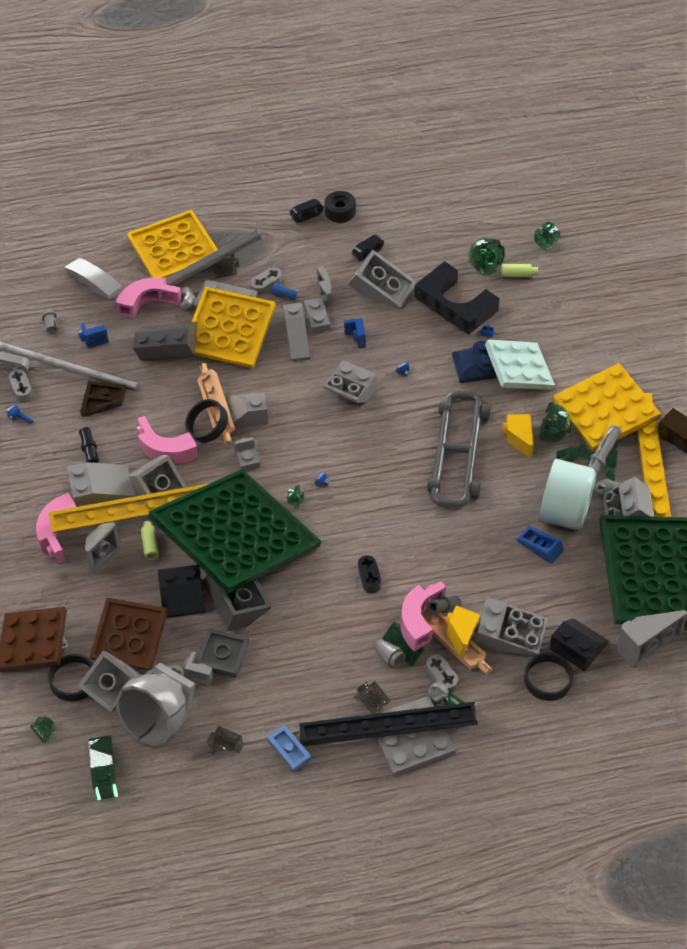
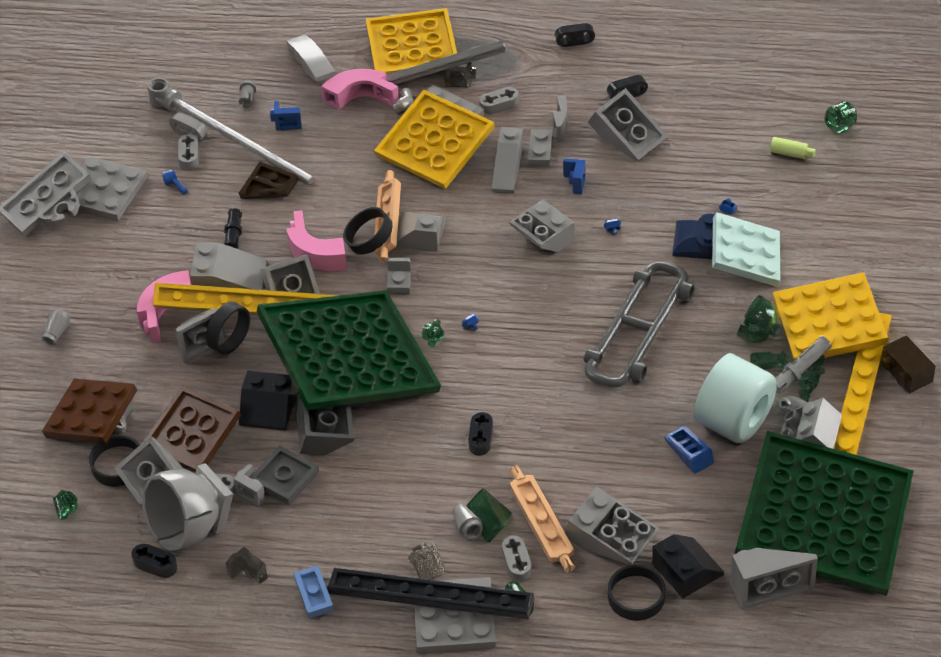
camera: 20 degrees right, 5 degrees down
(103, 767) = (108, 560): clear green slope -> none
(124, 549) = (218, 320): none -> black tyre
(142, 757) = (153, 562): none -> black beam
(149, 541) = (255, 343): yellowish green cylinder -> none
(165, 341) = (358, 138): dark grey slope -> none
(279, 290) = (508, 113): blue arm -> none
(340, 198) = (614, 29): black tyre -> none
(413, 626) = (507, 478): bright pink arch -> none
(438, 692) = (502, 575): light grey piece -> none
(443, 604) = (546, 484): dark grey pin -> none
(461, 628) = (554, 513): yellow slope -> none
(466, 315) = (706, 183): black arch -> none
(486, 255) = (759, 123): clear green cylinder -> none
(519, 432) = (715, 322): yellow slope -> none

